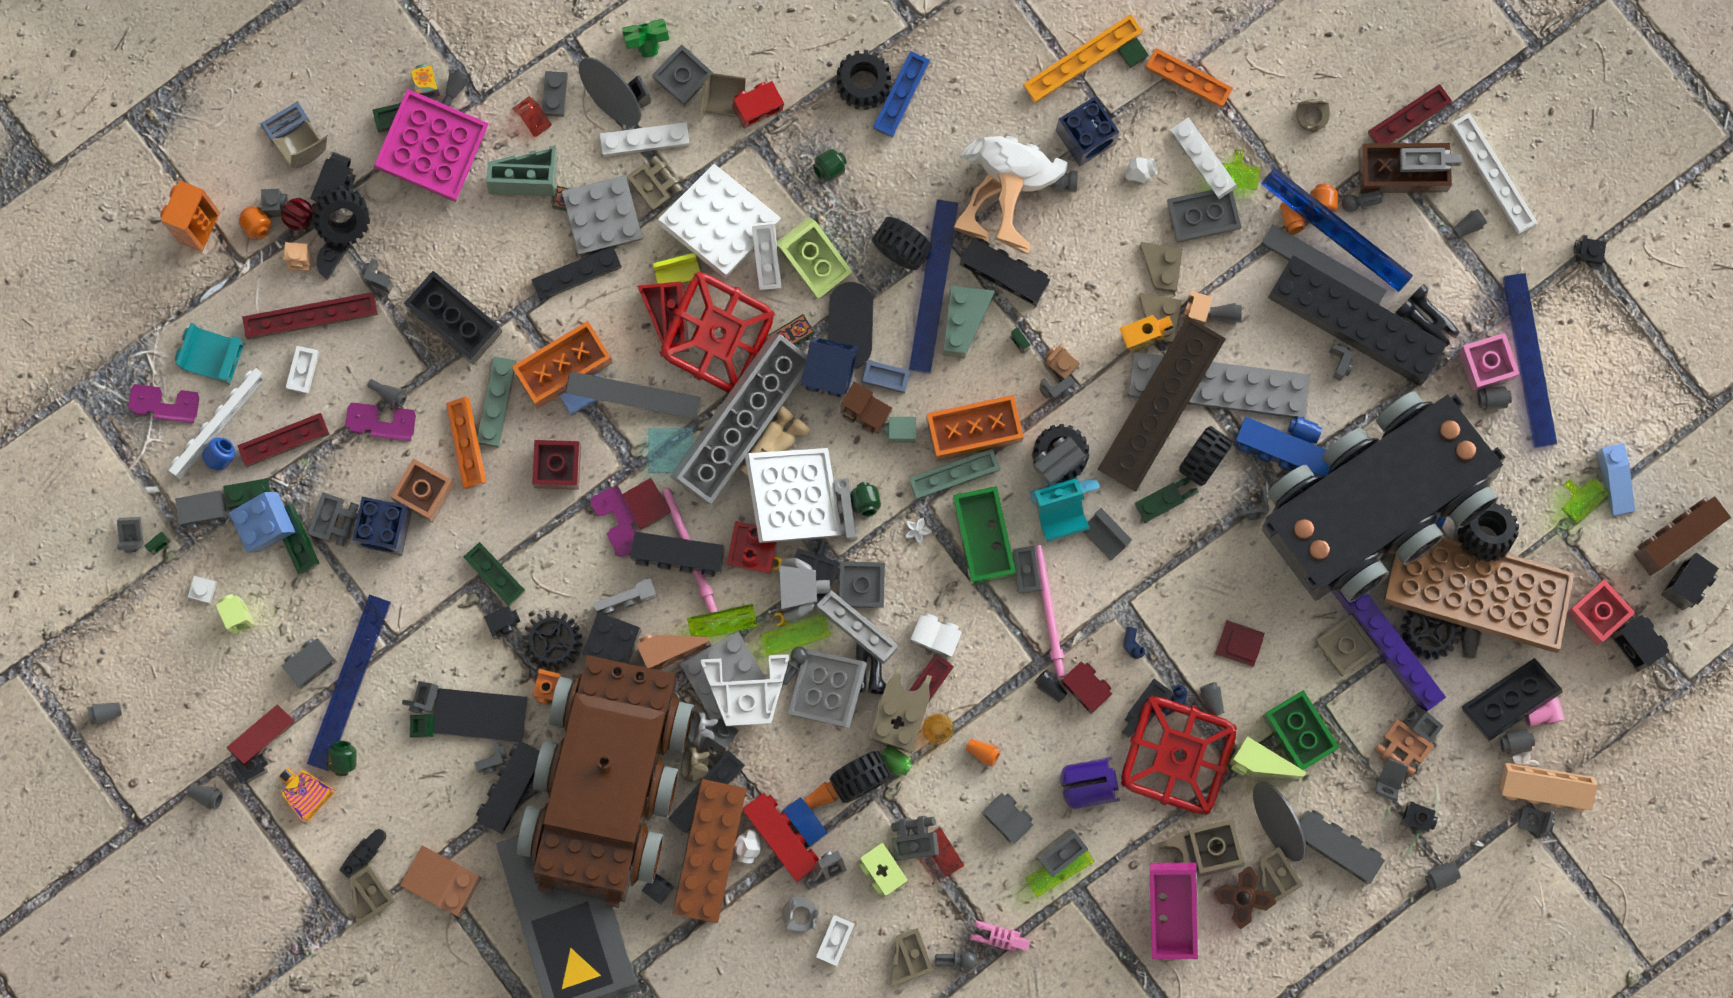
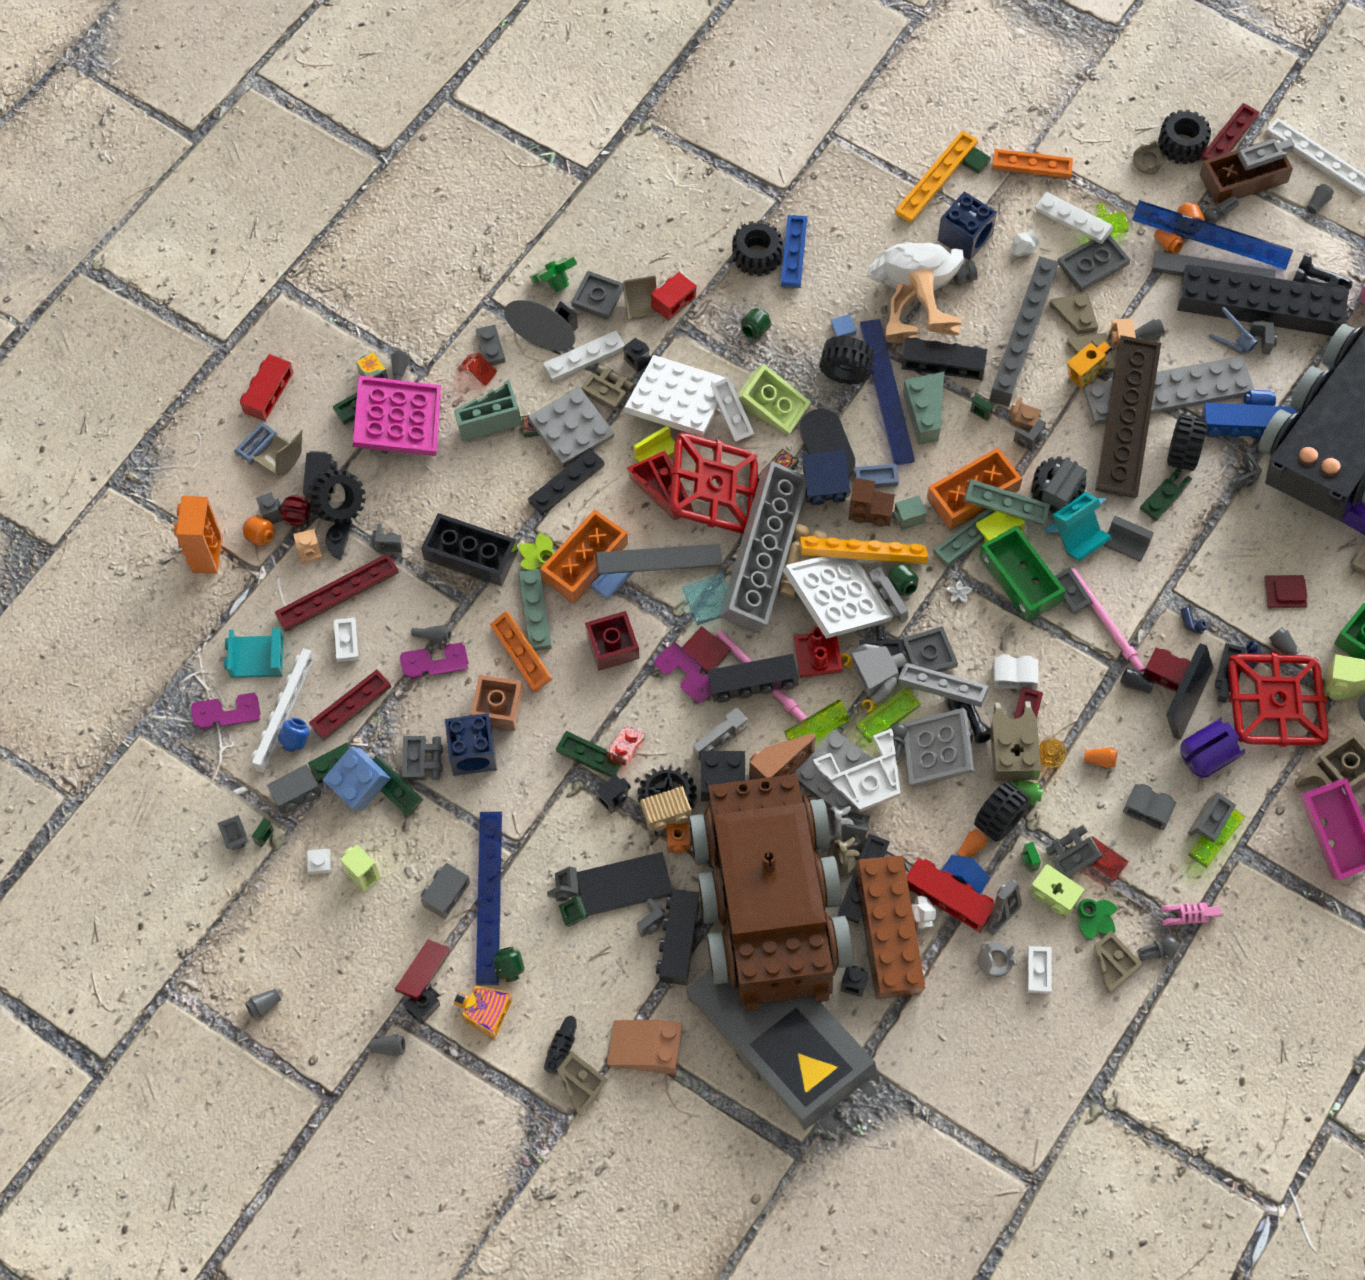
camera: 15 degrees left, 15 degrees down
(314, 64) = (266, 387): none -> red brick
(518, 340) = (535, 553): none -> lime plate
(531, 576) = (625, 745): none -> clear red plate
(541, 661) = (666, 809): none -> tan brick
(697, 158) = (639, 351): none -> black brick
(837, 456) = (863, 550): none -> light orange plate
(872, 827) = (1030, 856): none -> green plate
(911, 912) = (1098, 920): none -> green plate
(918, 198) = (843, 326): none -> medium blue tile
(984, 475) = (997, 524): none -> neon yellow panel
(996, 459) = (1006, 502): none -> sand green plate
(1094, 718) = (1189, 691): none -> black tile
(1098, 269) = (1024, 331): none -> dark grey brick
(1320, 359) = (1245, 340): none -> sand blue plant
(1366, 88) = (1184, 124): none -> black tyre

